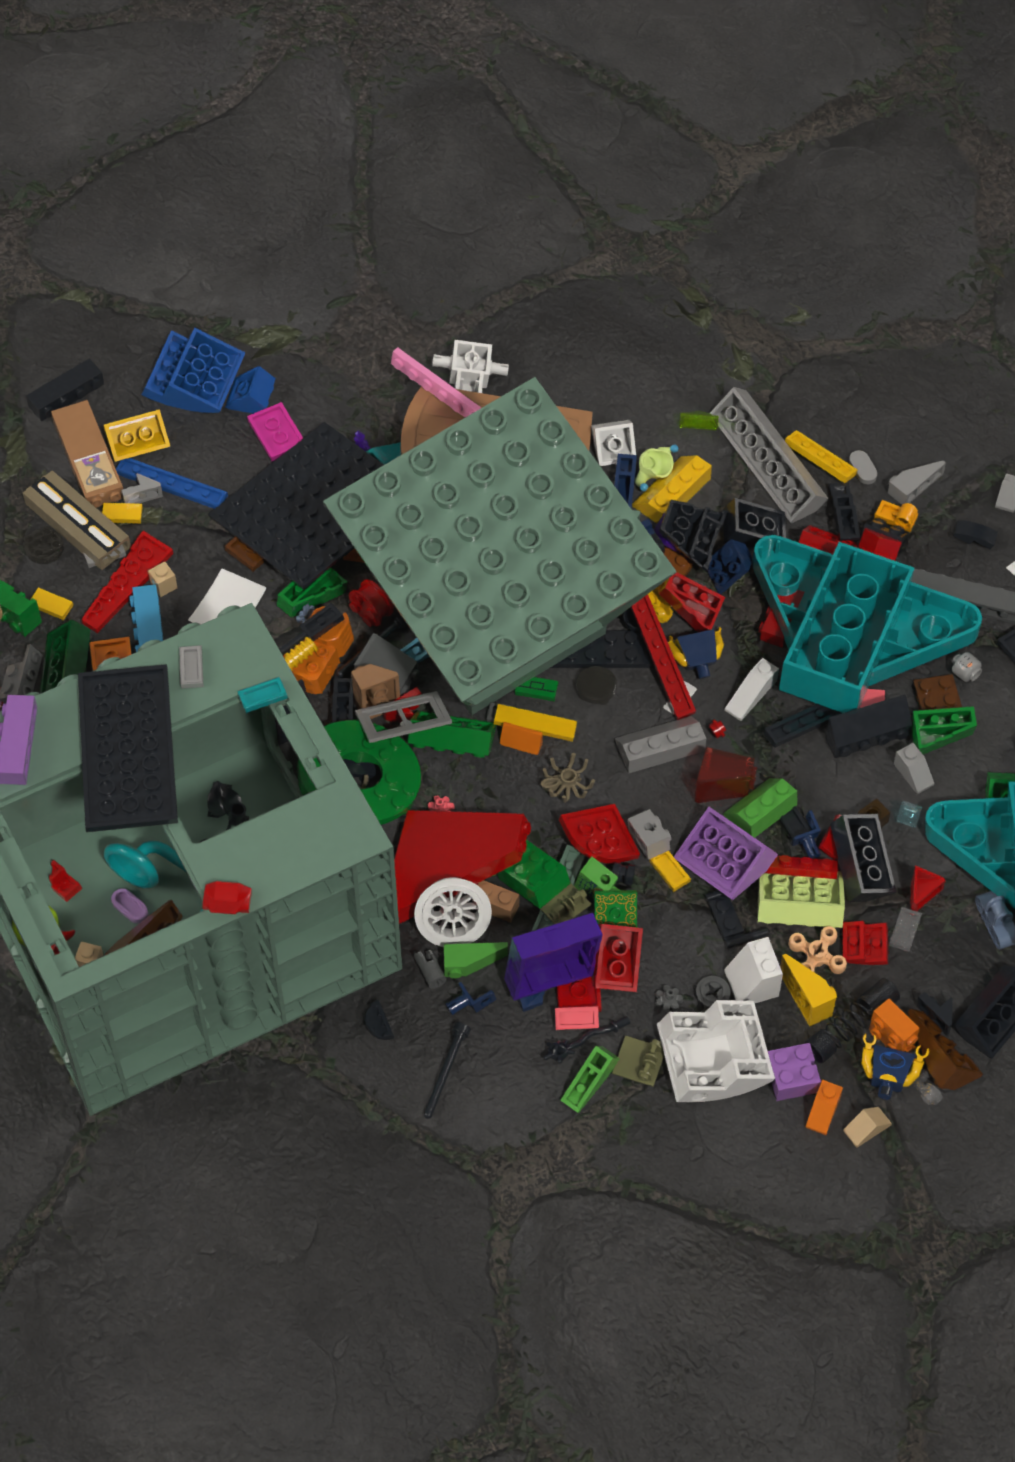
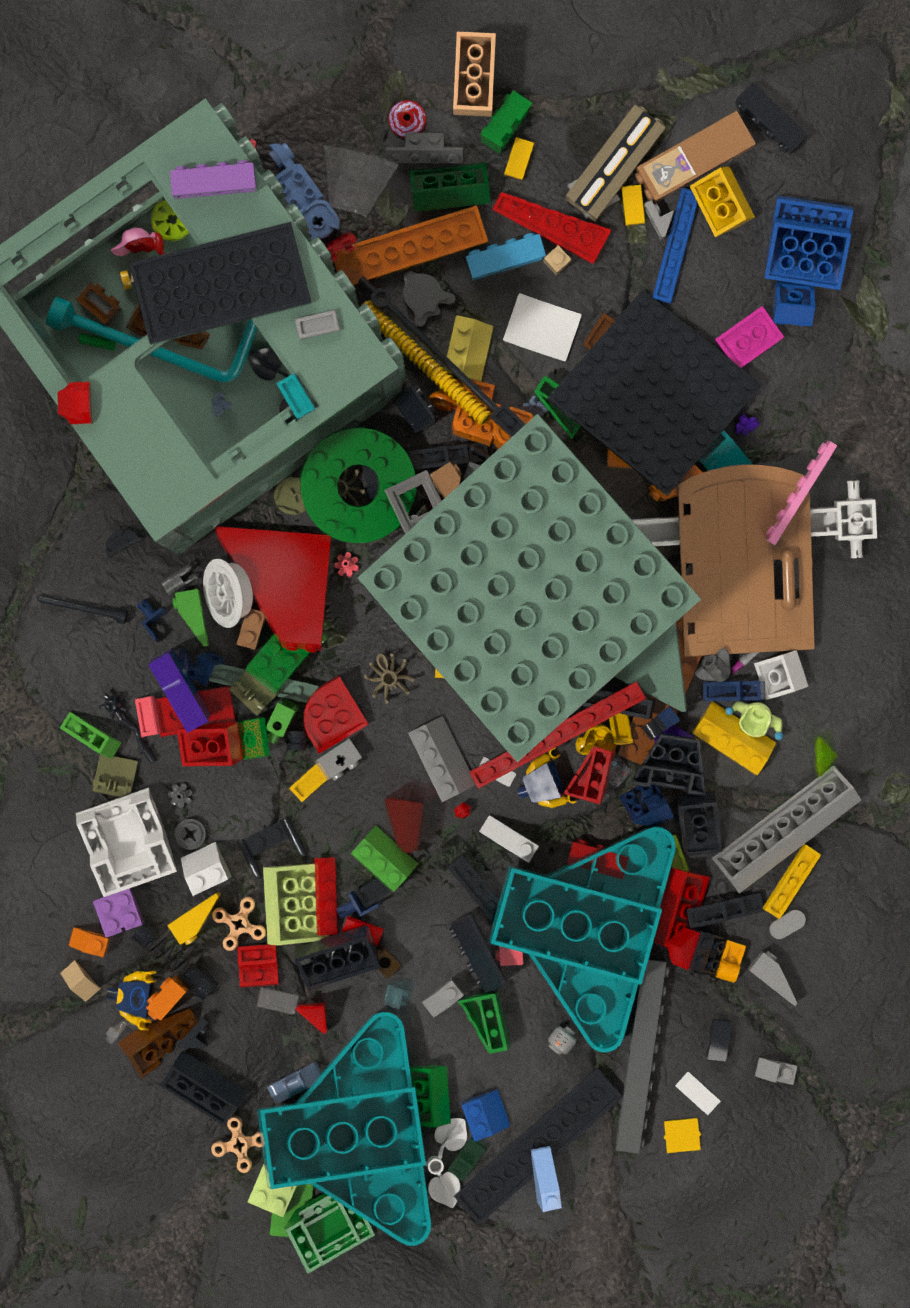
camera: 80 degrees right, 30 degrees up
(724, 854) = (323, 831): medium lavender slope -> none
(936, 693) = (529, 1014): reddish brown plate -> none

